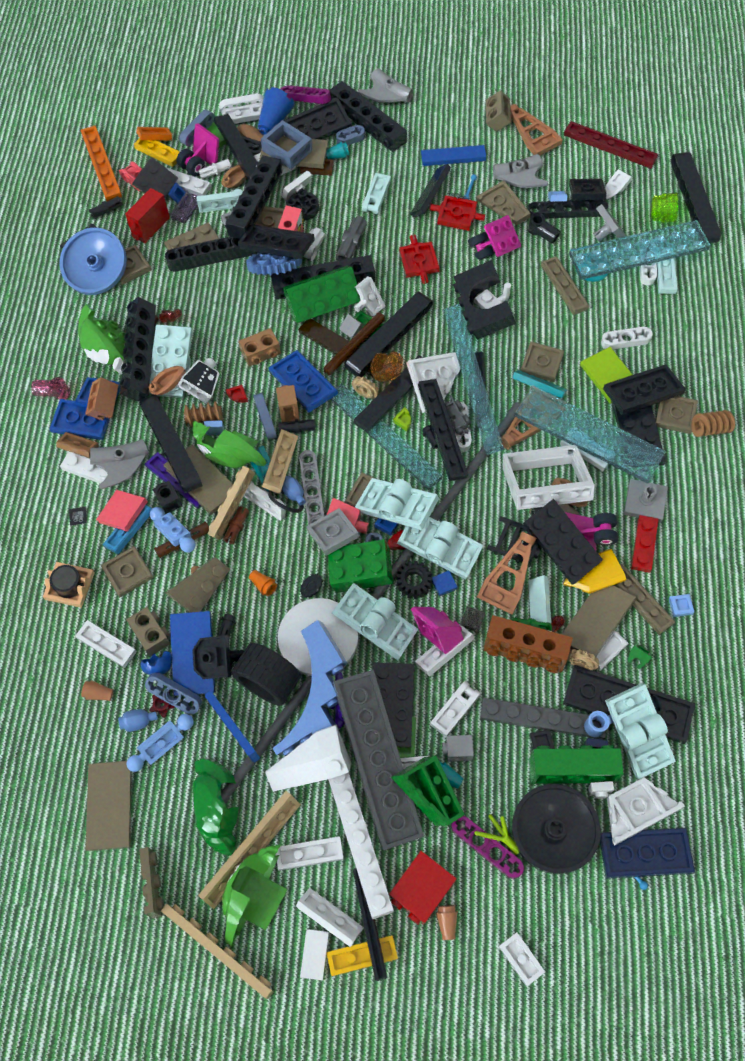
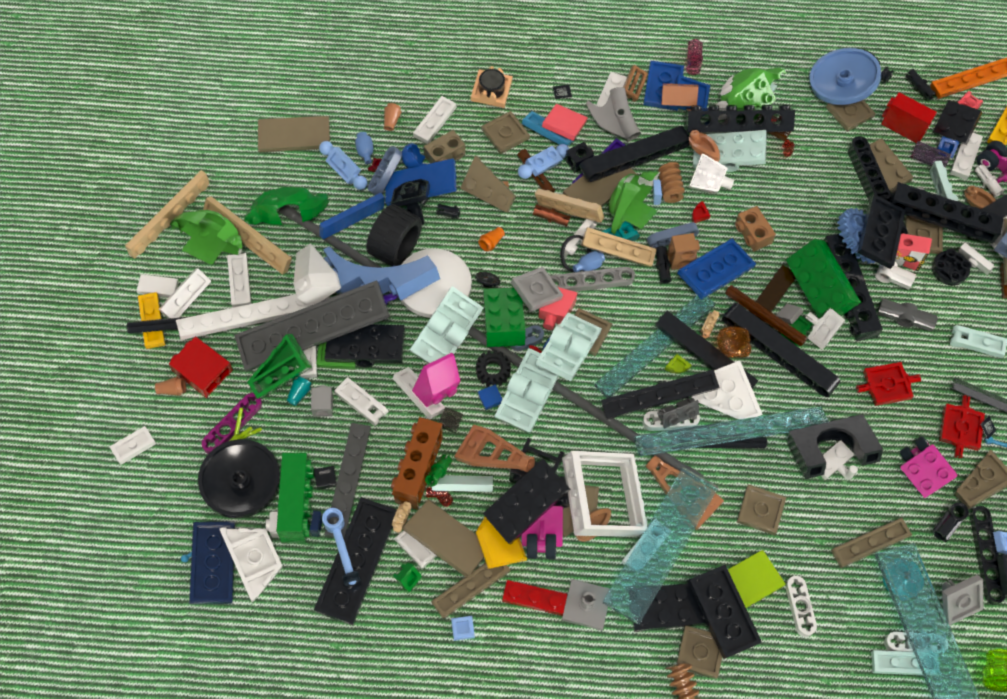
camera: 85 degrees right, 0 degrees up
(148, 860) = (224, 164): dark tan wing -> none
(539, 383) = (728, 502): teal tile -> none
(640, 730) = (323, 559): light aqua plate -> none

